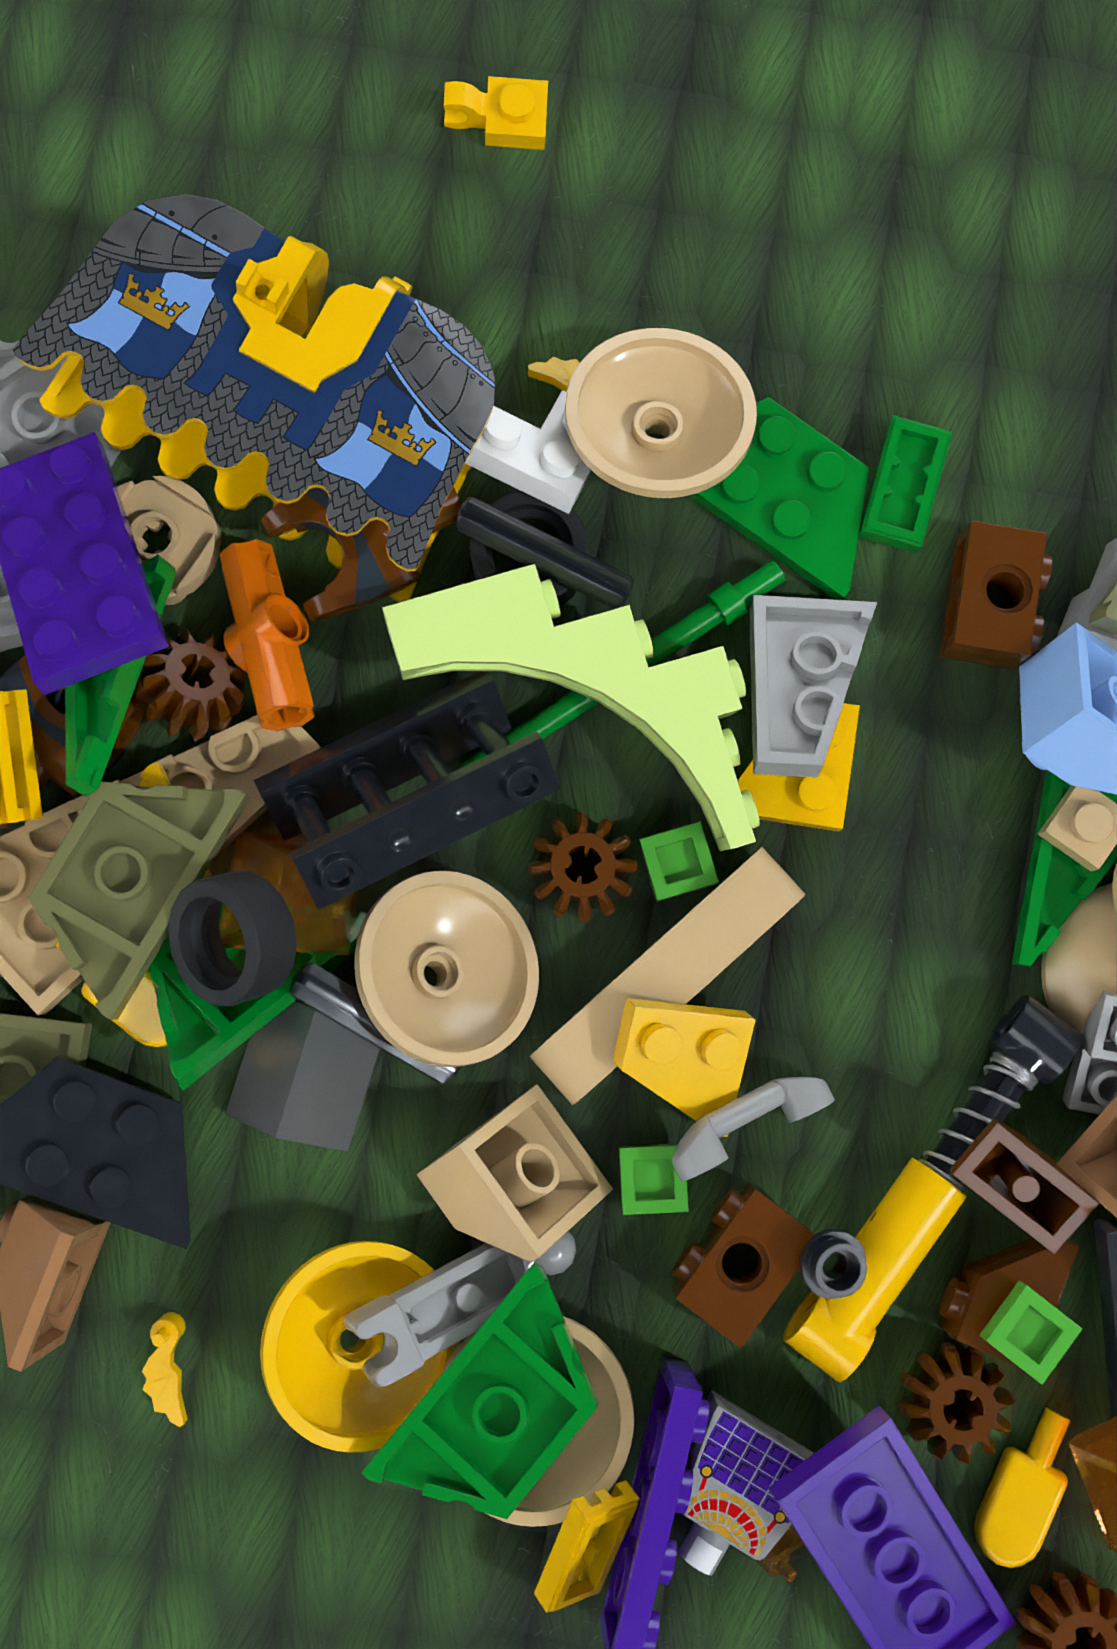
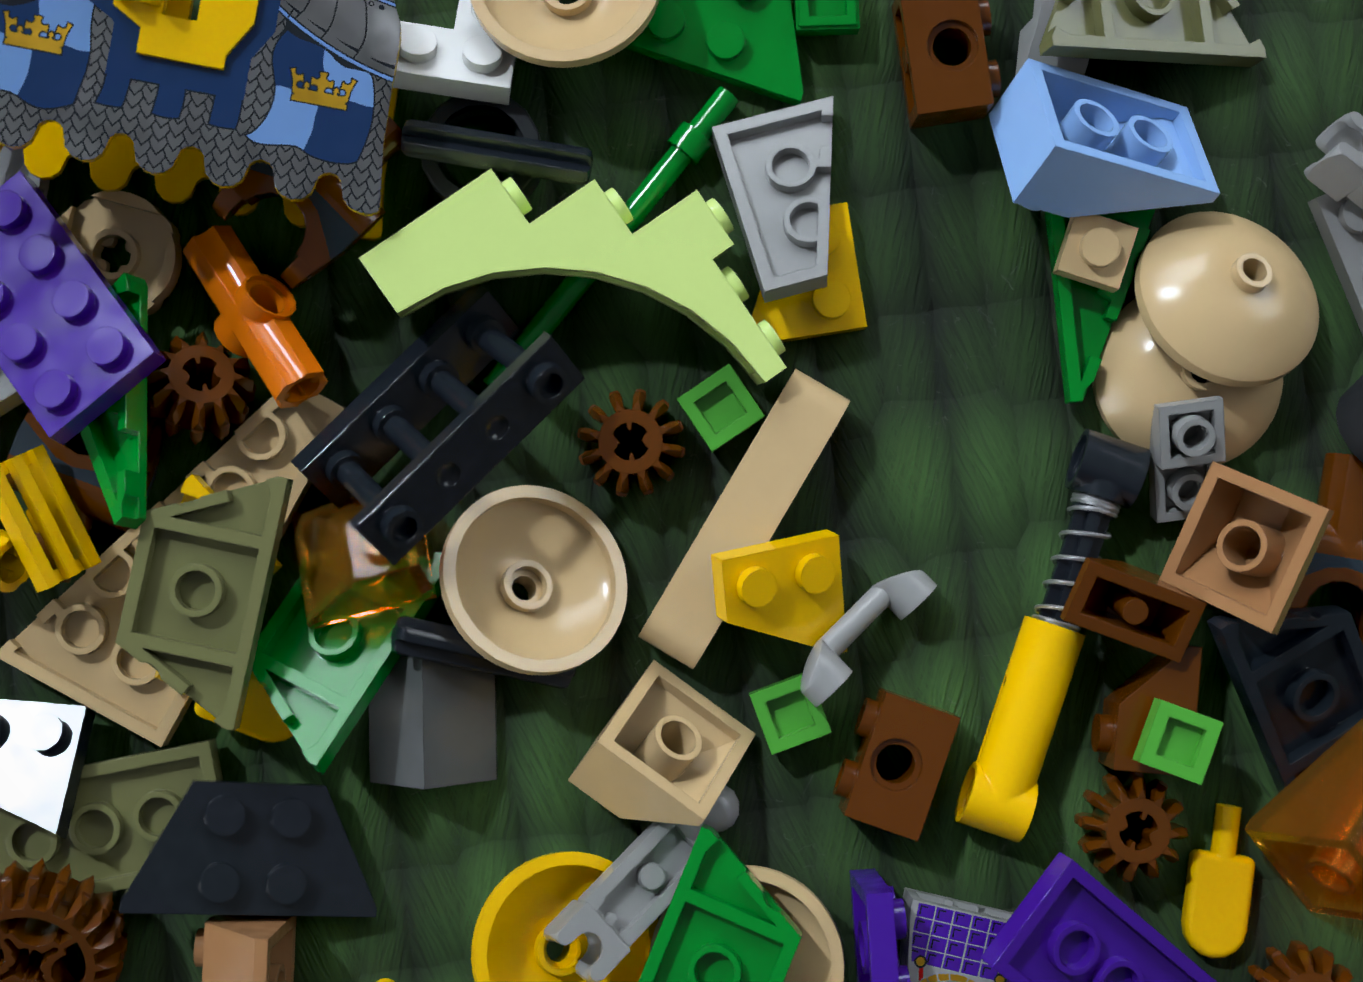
camera: 20 degrees left, 5 degrees up
(198, 945) = (348, 597): black tyre -> none
(845, 1276) = (993, 745): black plate -> none

